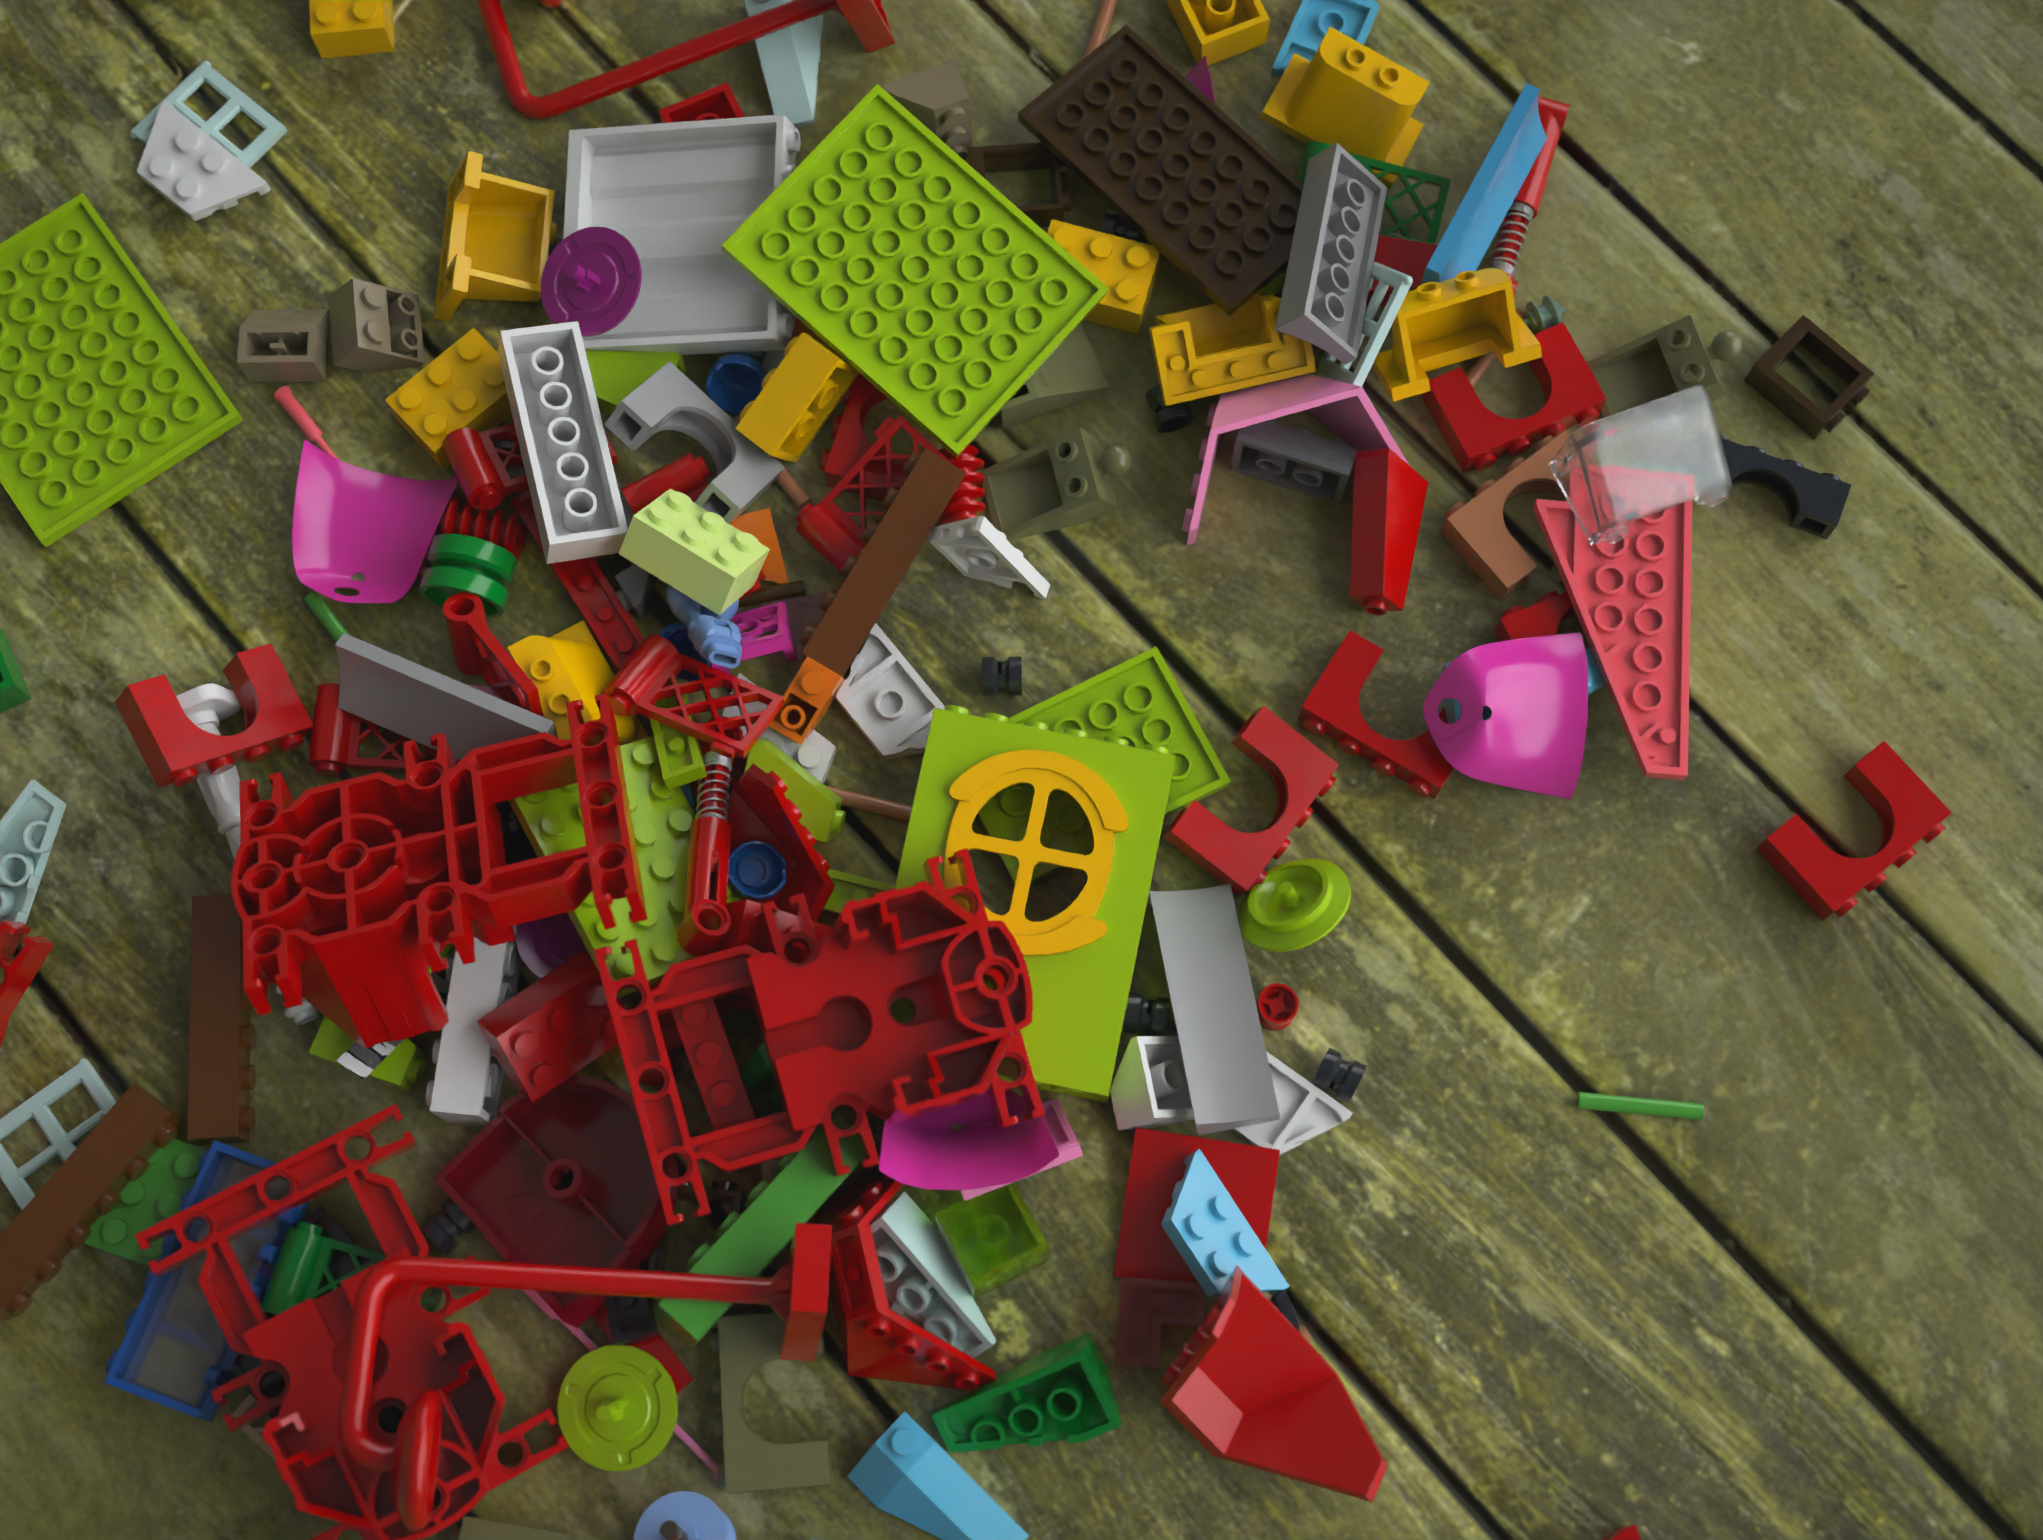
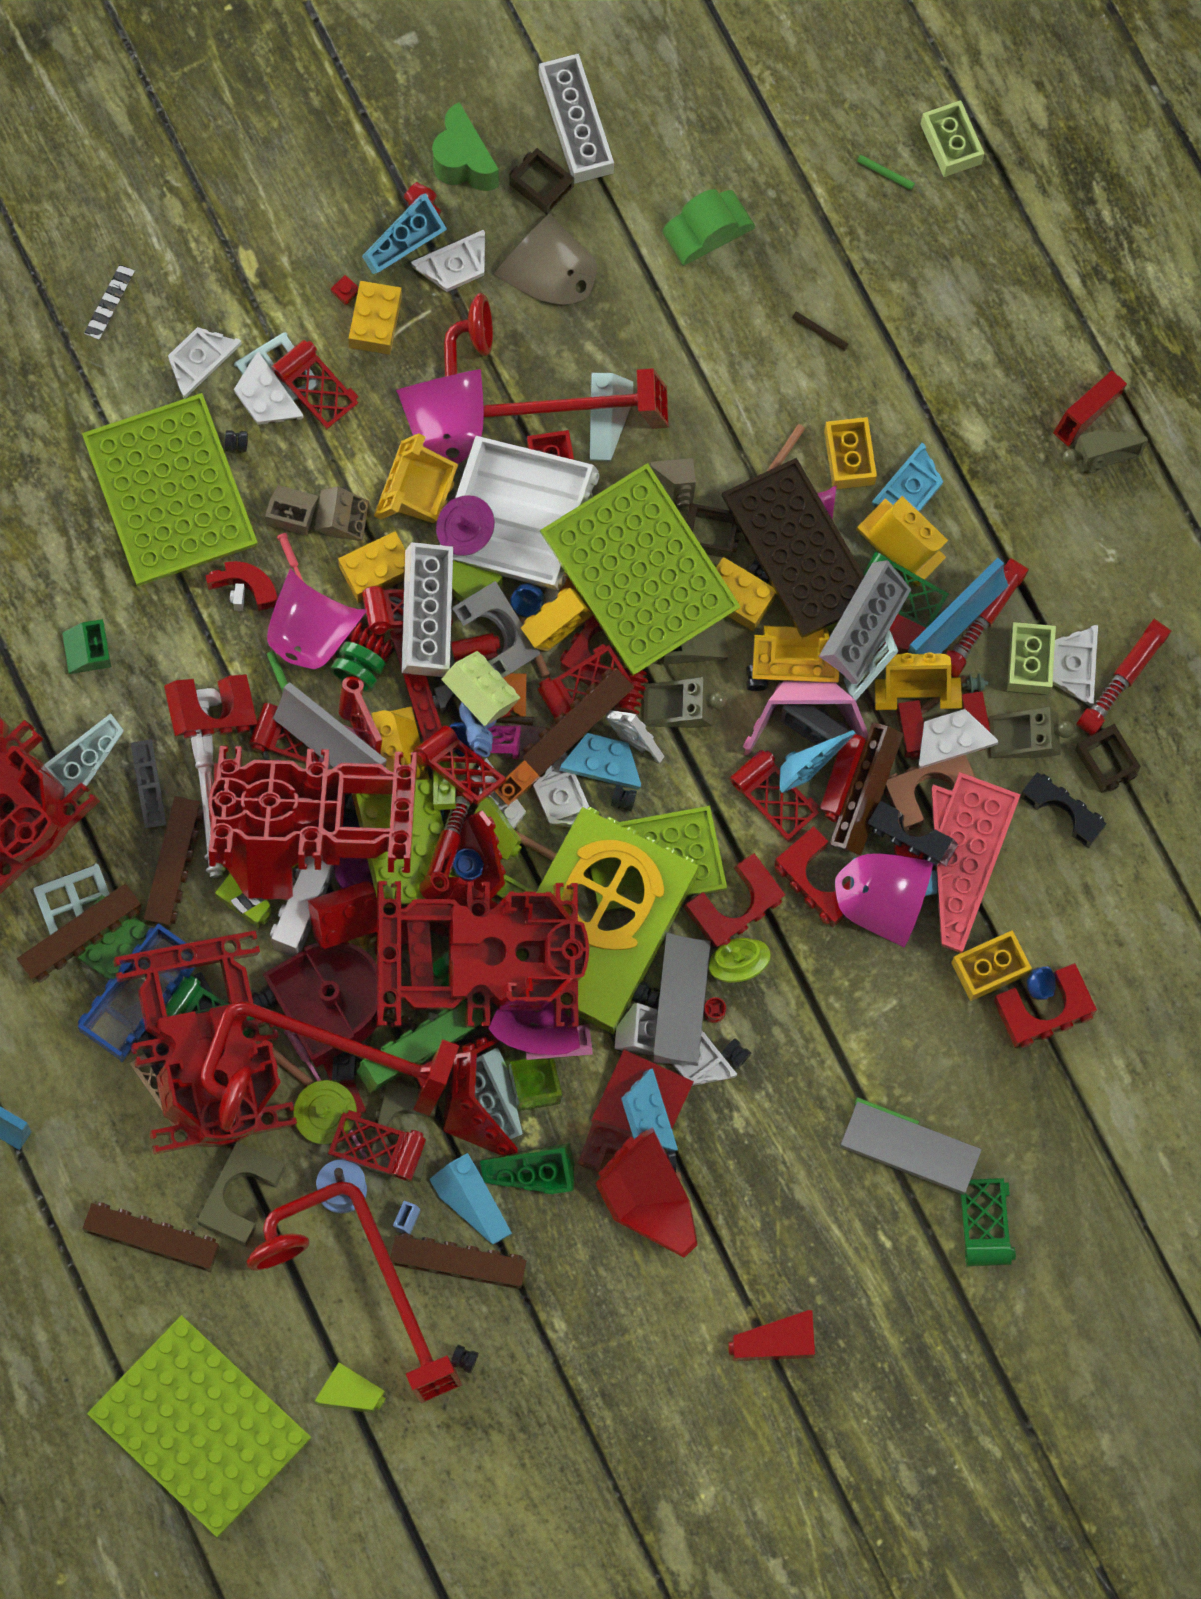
camera: 10 degrees right, 0 degrees up
(66, 137) = (199, 357): none -> white wing
(144, 886) = (148, 783): none -> dark grey slope
(161, 256) = (231, 441): none -> black wheel
(228, 515) = (237, 597): none -> white plate
(235, 99) = (295, 364): none -> red piece
(236, 476) = (251, 577): none -> red arch
(510, 99) = (446, 407): none -> dark pink piece
(530, 1336) = (290, 1067): none -> nougat bar
(788, 1452) = (405, 1153): none -> red piece
(947, 621) = (603, 760): none -> medium azure wing
(1216, 570) = (751, 777): none -> red piece
(1300, 528) = (805, 764): none -> medium azure wedge
(1422, 539) = (866, 788): none -> reddish brown brick
(1540, 412) = (952, 737): none -> white wing
(1580, 604) = (935, 845): none -> black arch
(1624, 247) = (1031, 658): none -> yellowish green brick
(1643, 463) = (993, 782): clear windscreen -> none
(1699, 239) = (1076, 664): none -> white wing
(1708, 1159) = (910, 1148): none -> light grey arch
(1739, 787) = (991, 965): none -> yellow brick
(1788, 235) = (1124, 676): none -> red piece
(1834, 793) = (1041, 983): none -> blue hair
(1909, 1311) = (992, 1250): none -> green piece

